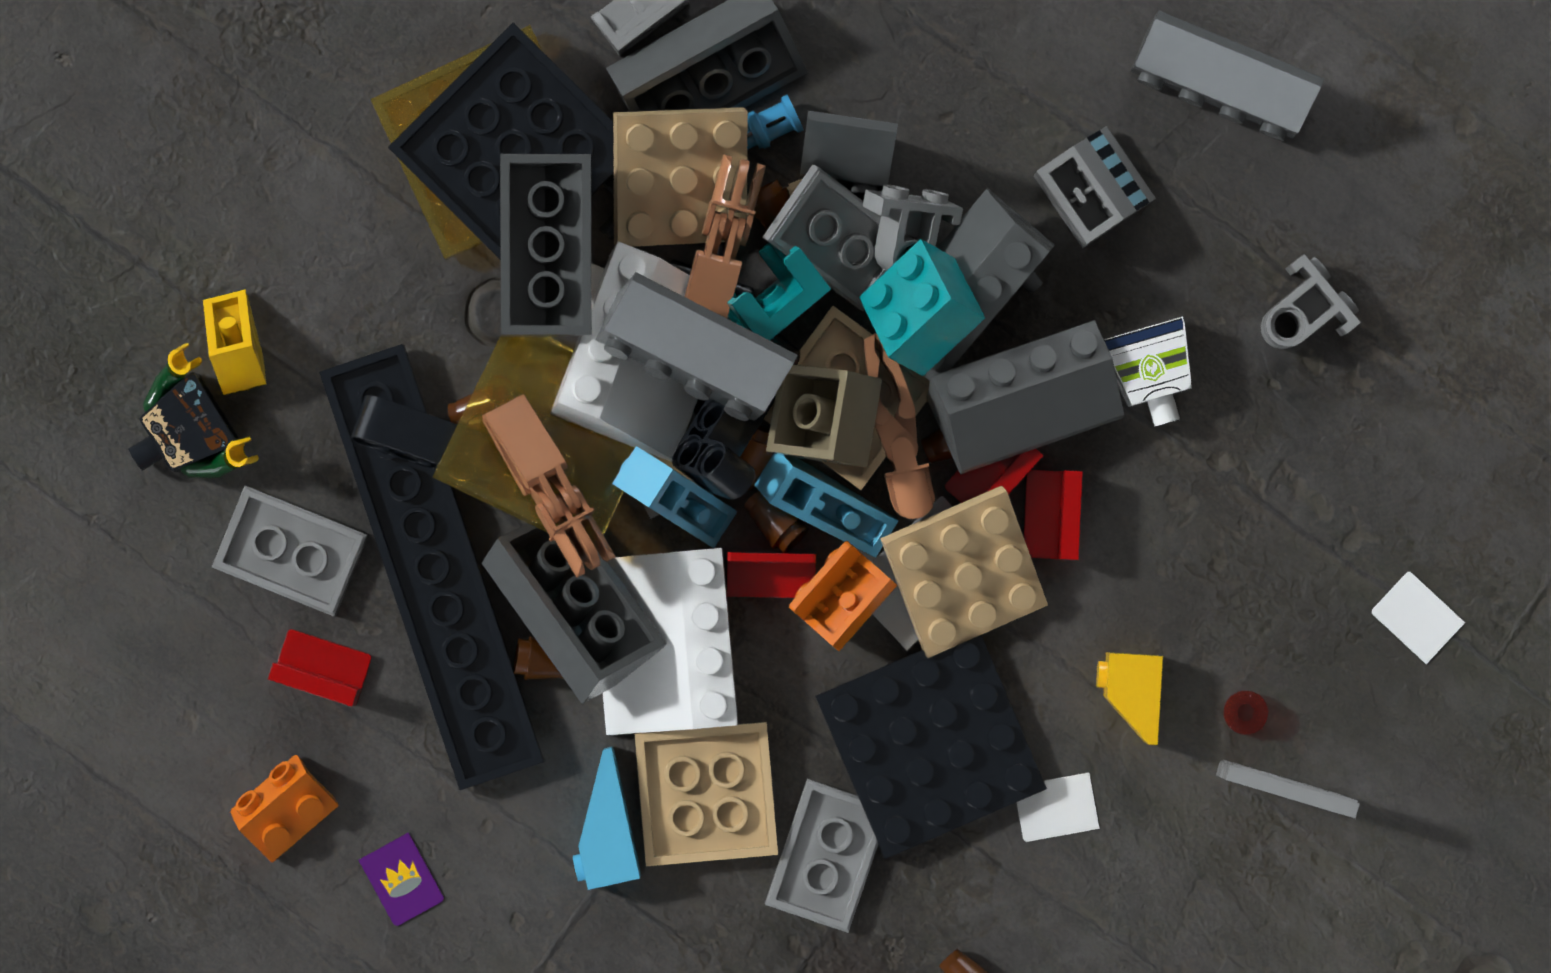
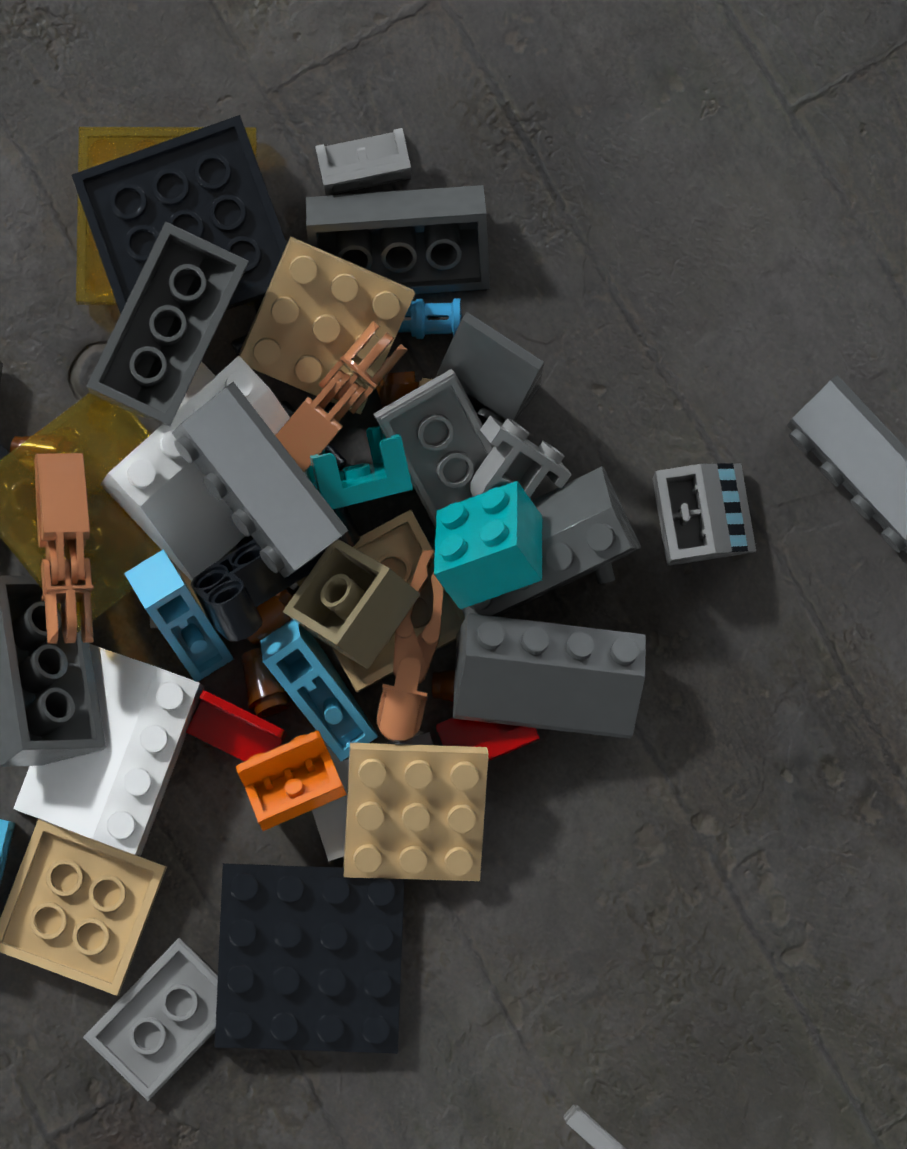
camera: 25 degrees right, 5 degrees down
(1053, 514) = (523, 798): red panel -> none
(1060, 809) = (401, 1078): white sticker -> none
(1133, 690) = (522, 998): yellow slope -> none
(1152, 367) = (679, 704): white torso -> none
(1259, 716) = (632, 1074): clear red plate -> none
(1309, 306) = (853, 716): light grey pin -> none
(1417, 617) = (821, 1056): white sticker -> none

